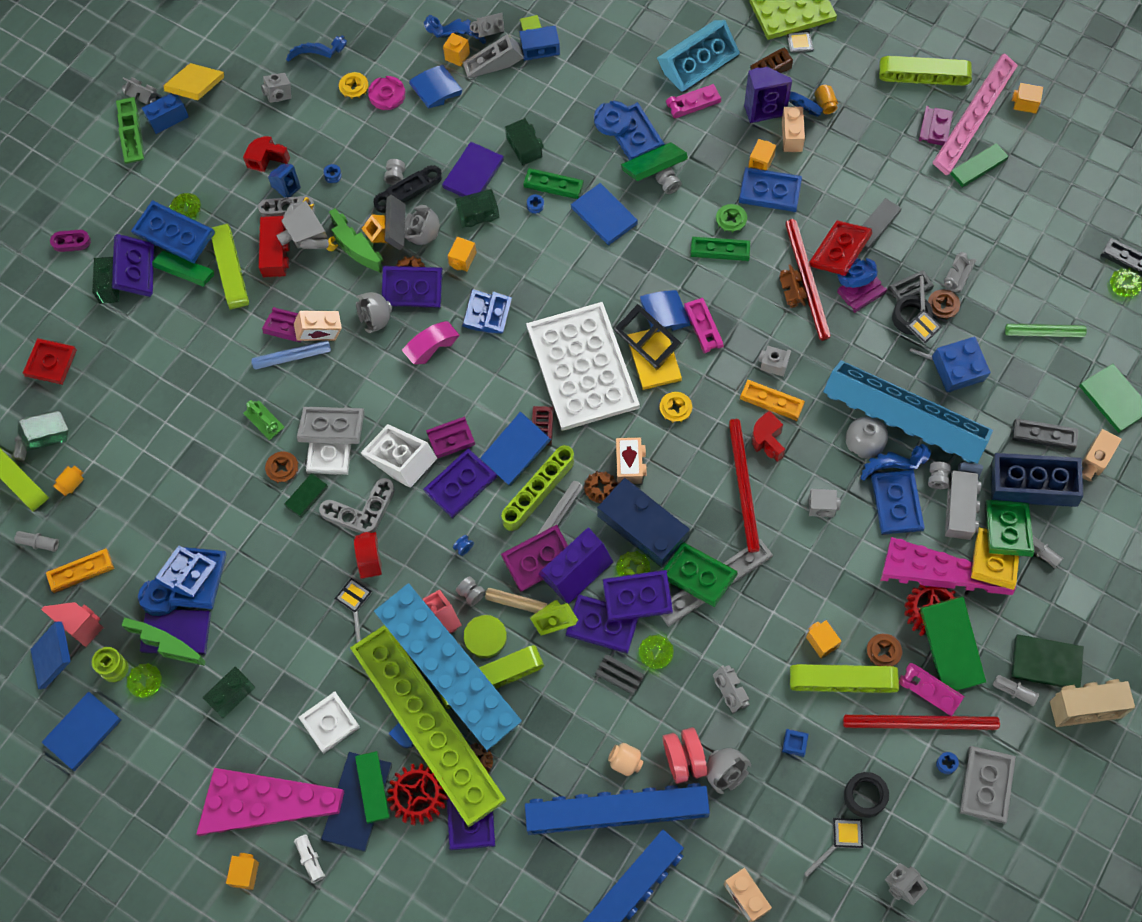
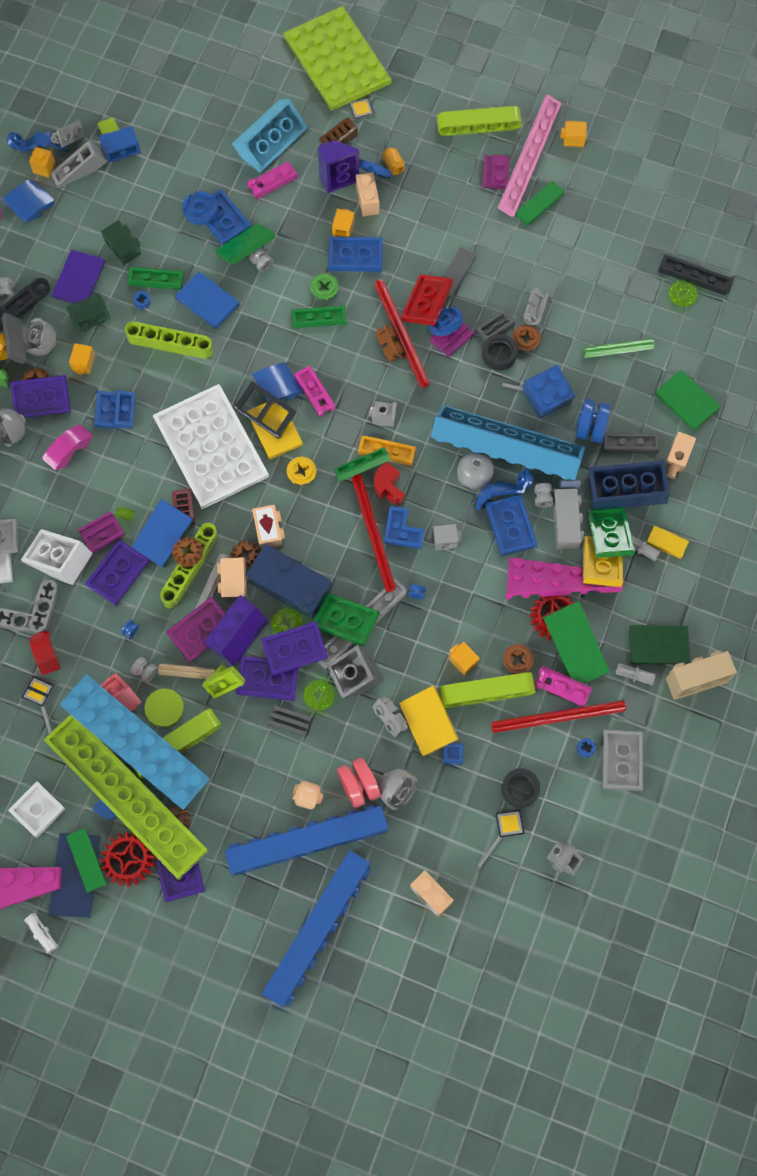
camera: 15 degrees left, 5 degrees up
(478, 421) = (124, 513): none -> clear neon green tile
(539, 480) = (189, 559): none -> dark orange gear
(552, 241) = (162, 334): none -> lime beam
(582, 508) = (232, 577): none -> light nougat brick
(700, 633) = (355, 672): none -> flat silver slope
(743, 410) = (362, 464): none -> green tile
(772, 491) = (398, 533): none -> blue plate
(773, 701) = (428, 721): none -> yellow tile
(782, 557) = (417, 591): none -> blue bush
(923, 324) = (510, 360): piece -> none
(1004, 402) = (590, 420): none -> blue wheel
(1072, 549) = (667, 542): none -> yellow tile

